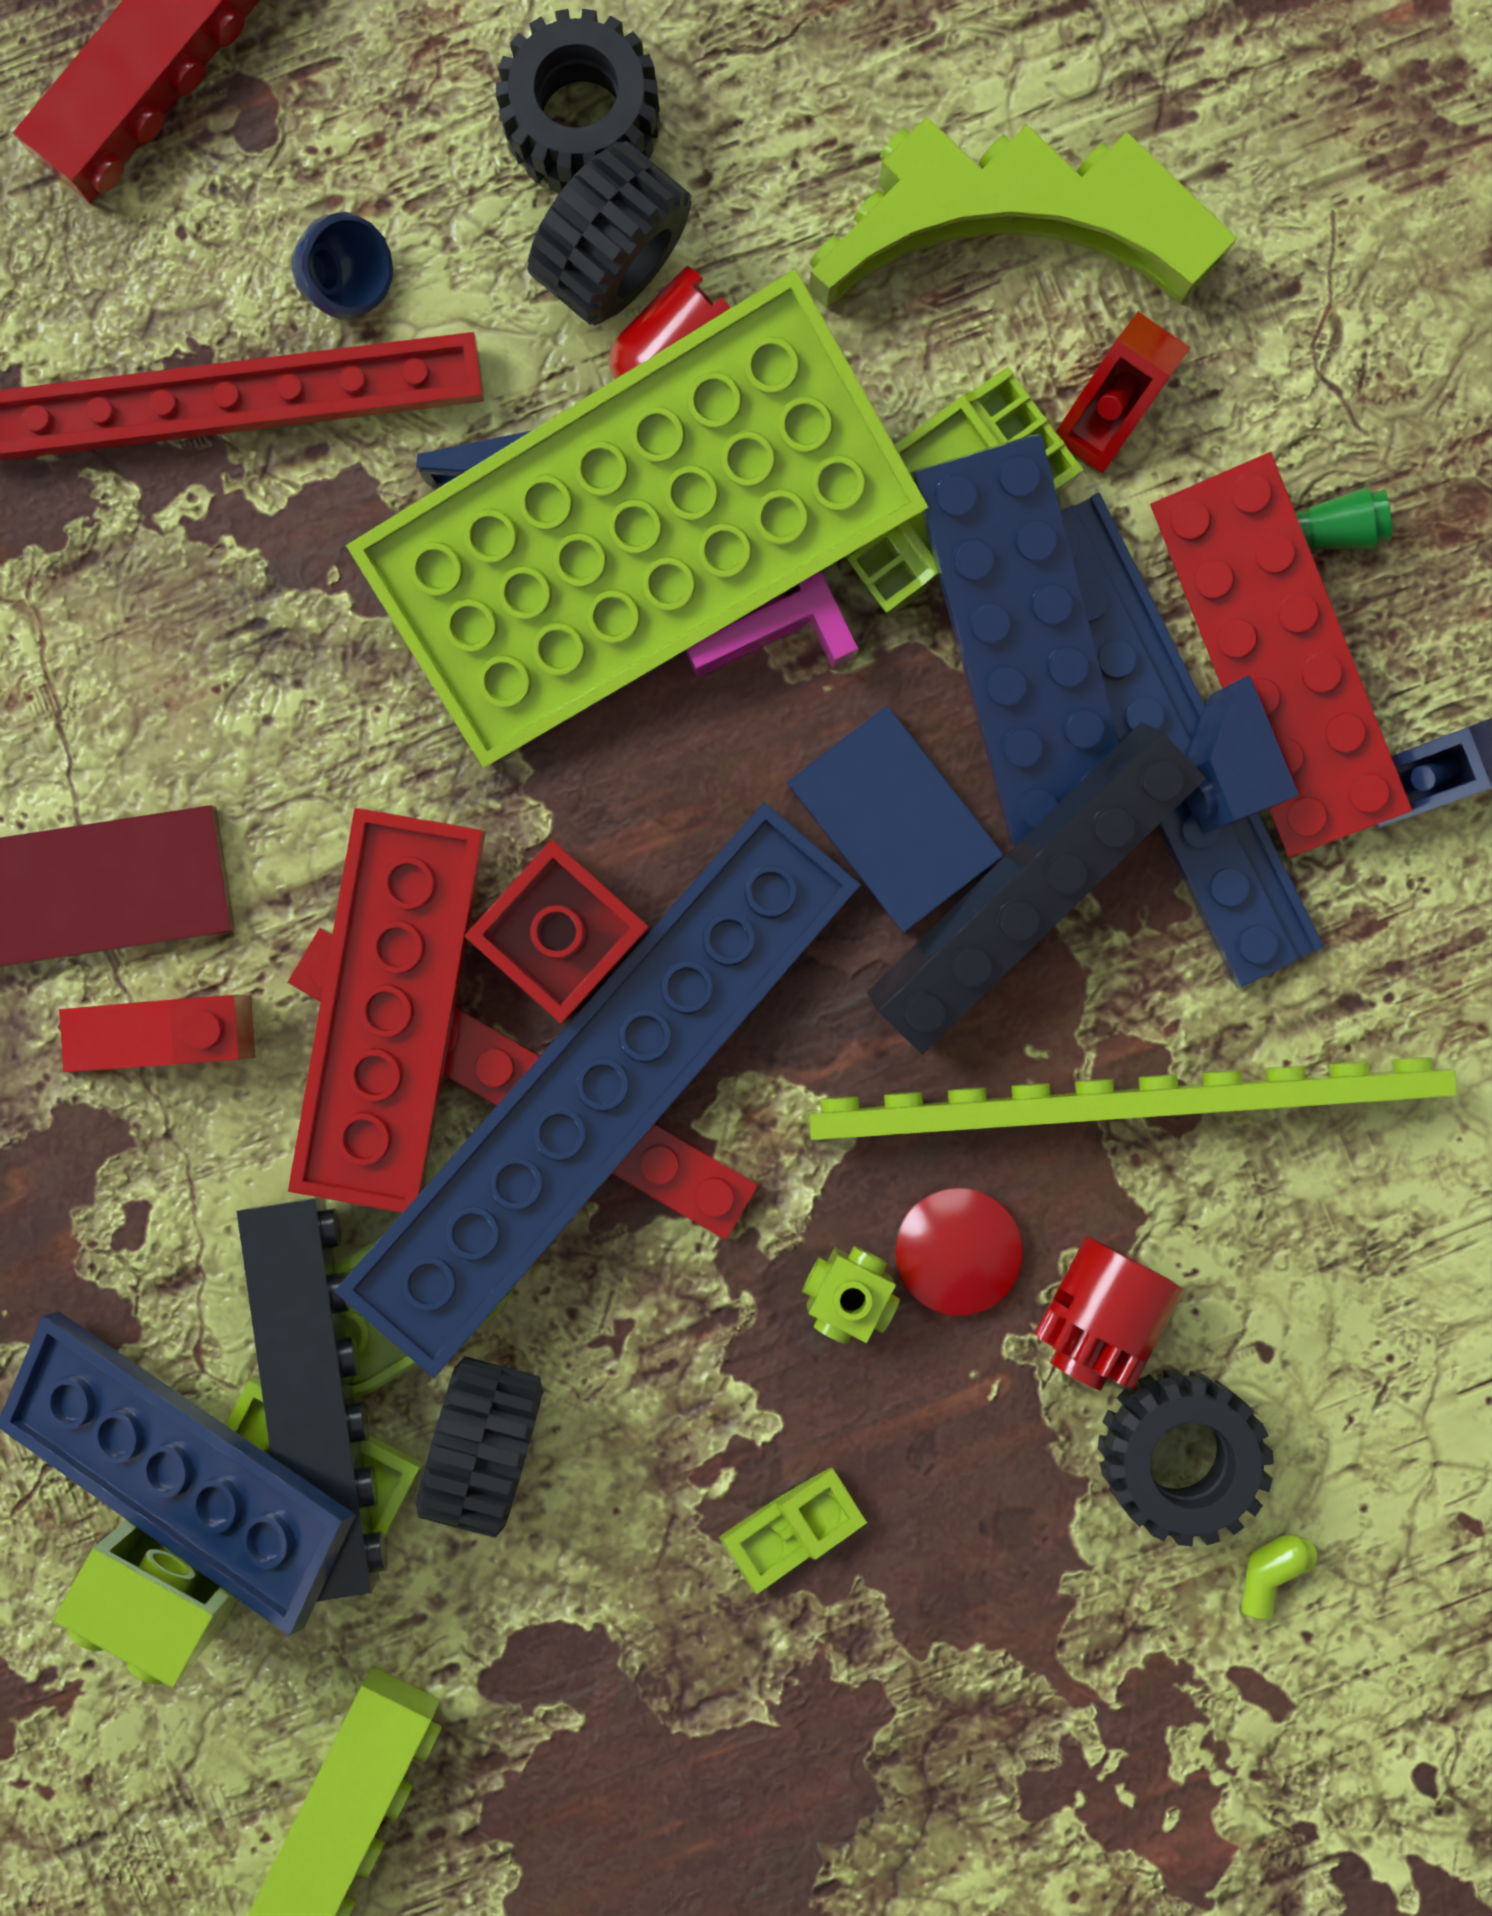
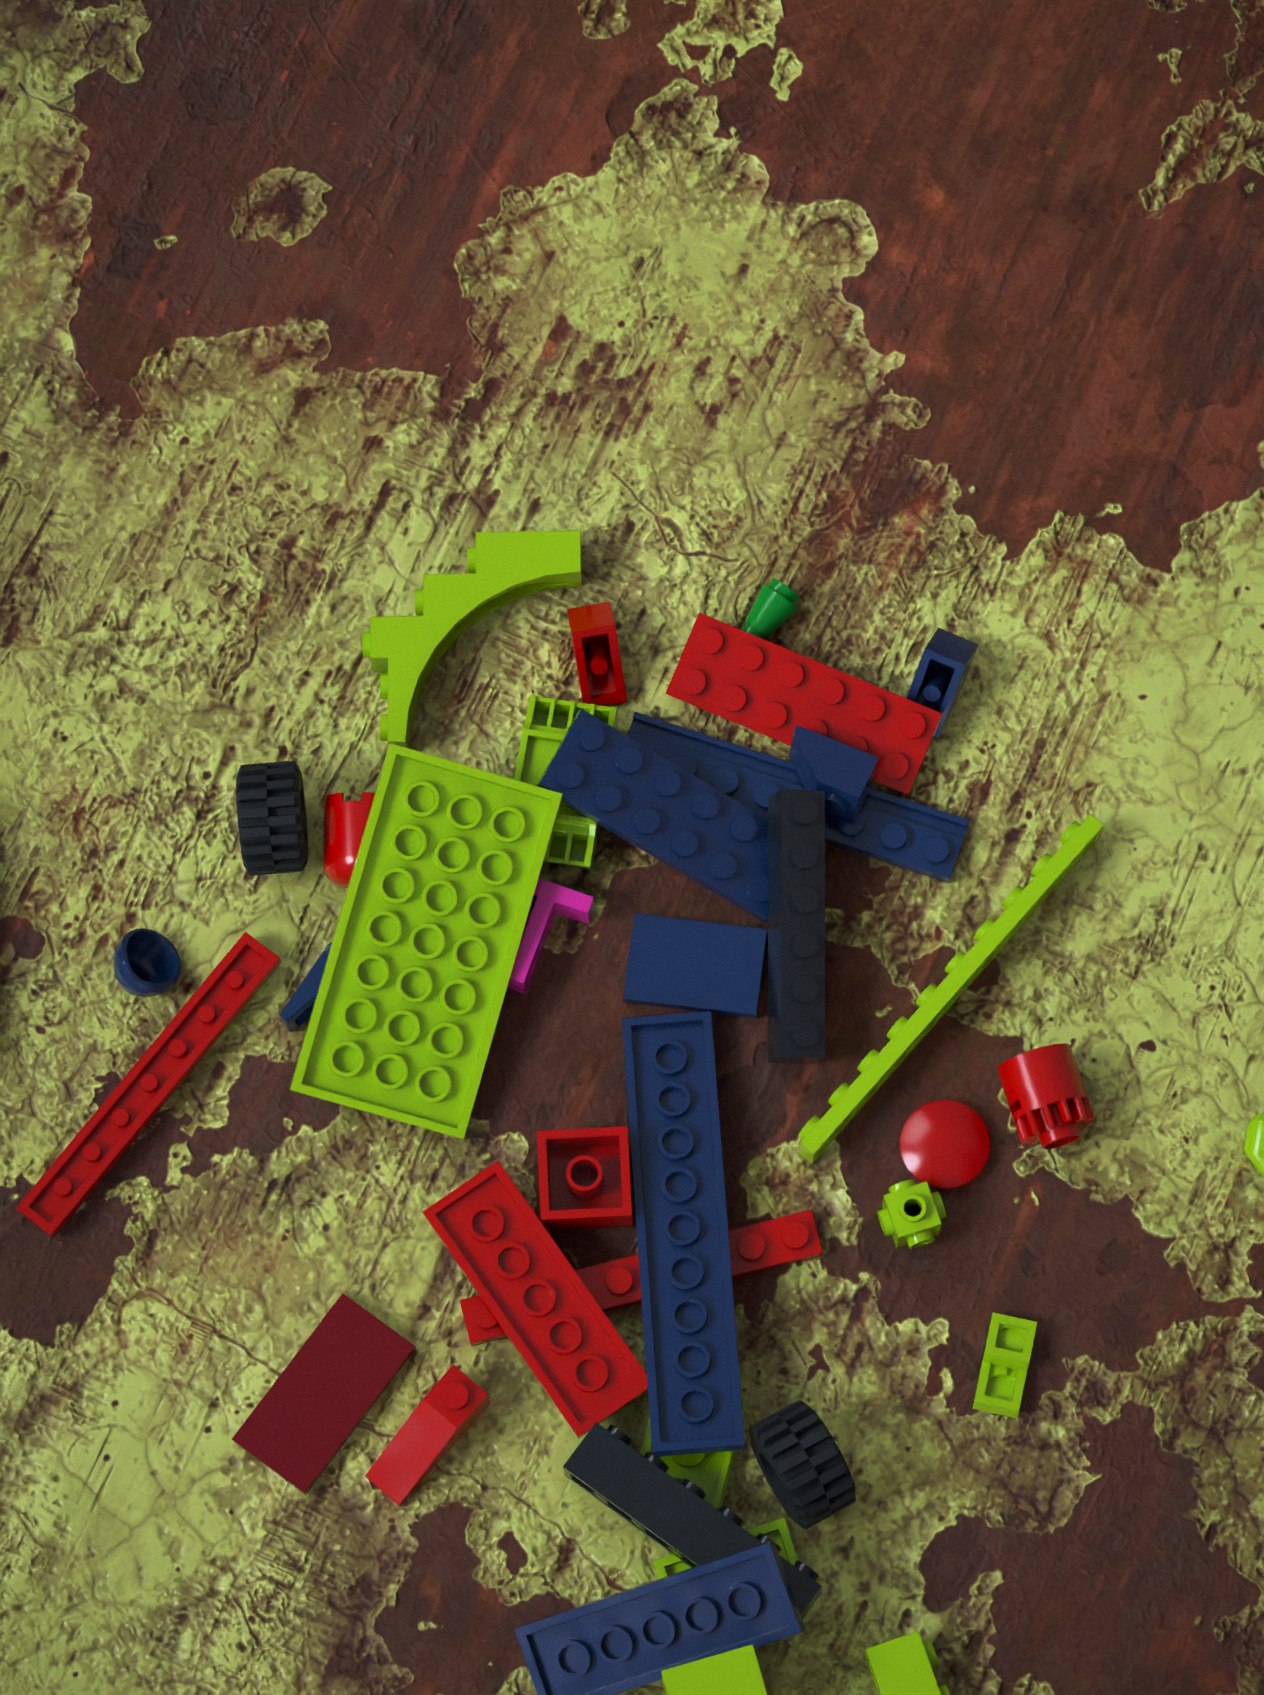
camera: 40 degrees left, 15 degrees down
(569, 54) = (170, 744): black tyre -> none
(1219, 1495) = (1168, 1094): black tyre -> none

